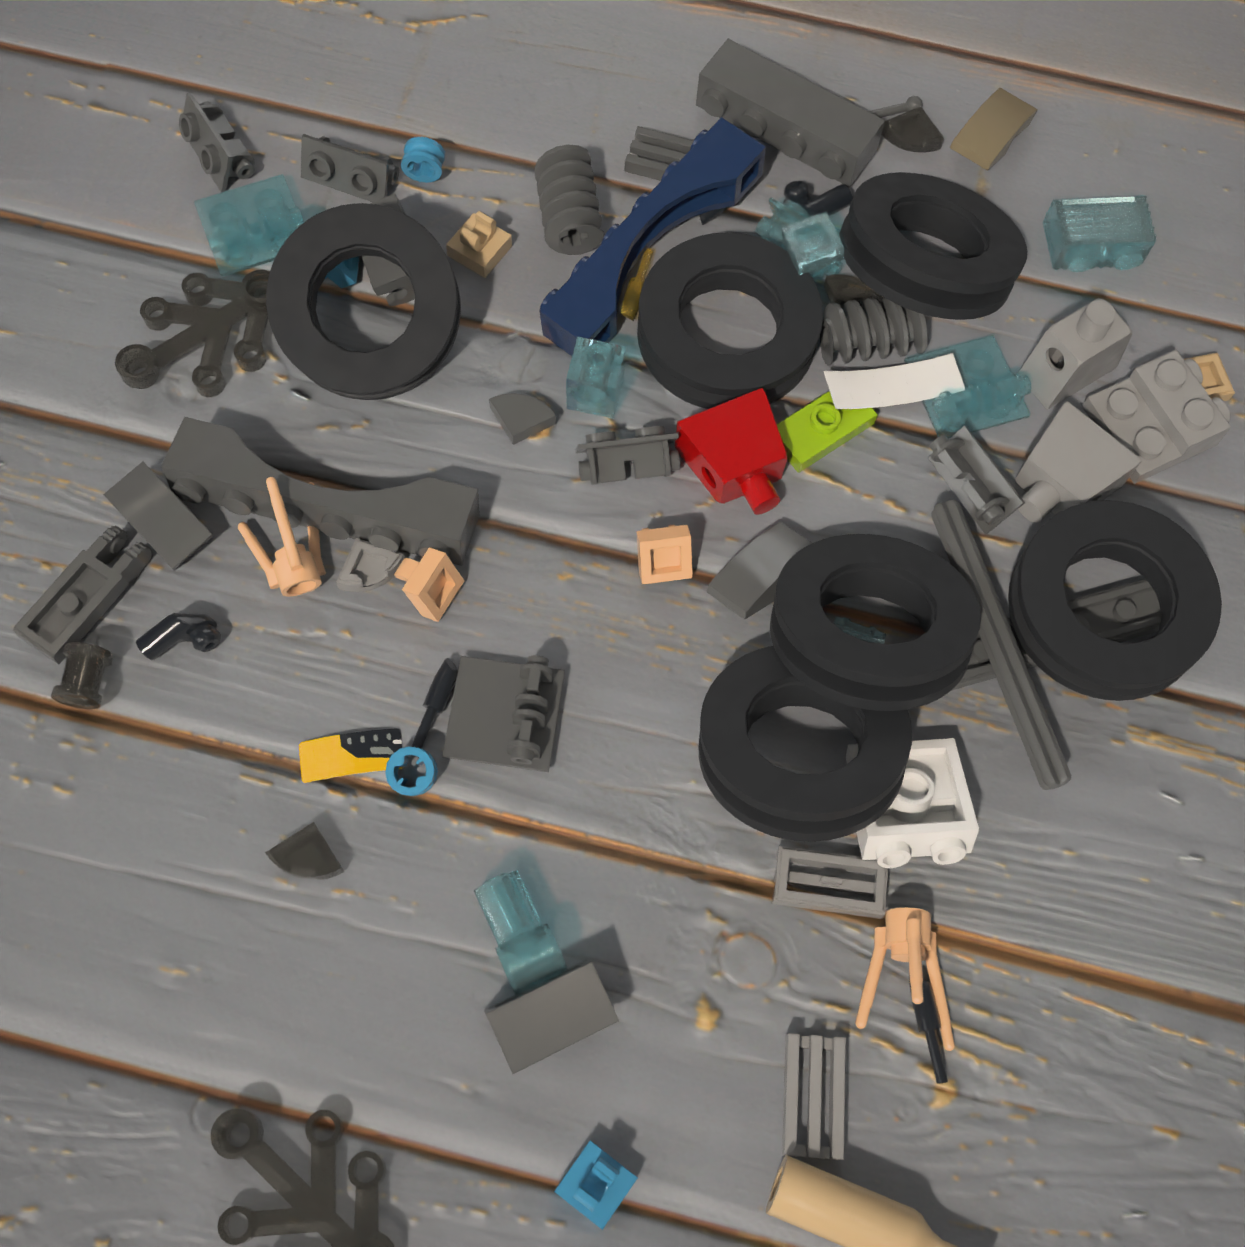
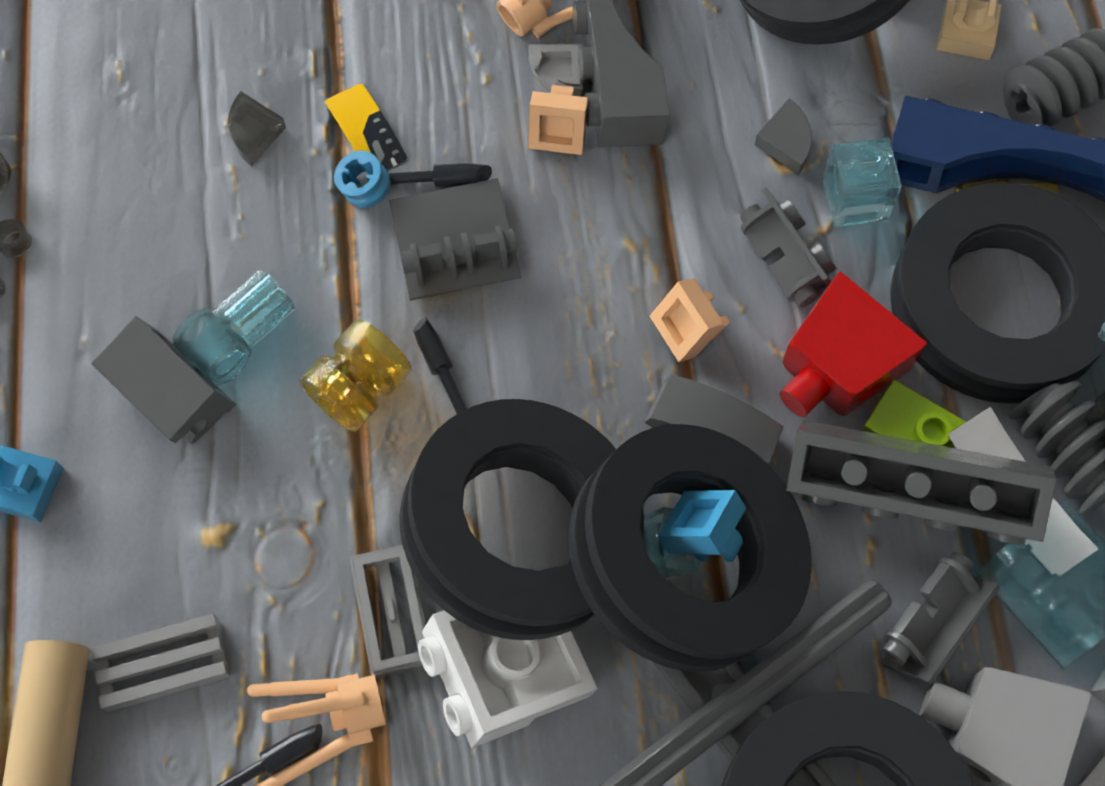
camera: 75 degrees right, 0 degrees up
(598, 825) = (370, 360): none -> clear yellow wheel
(615, 768) = (437, 360): none -> black piece
(861, 601) = (704, 525): none -> dark azure tile
(872, 440) = (922, 481): none -> dark grey brick

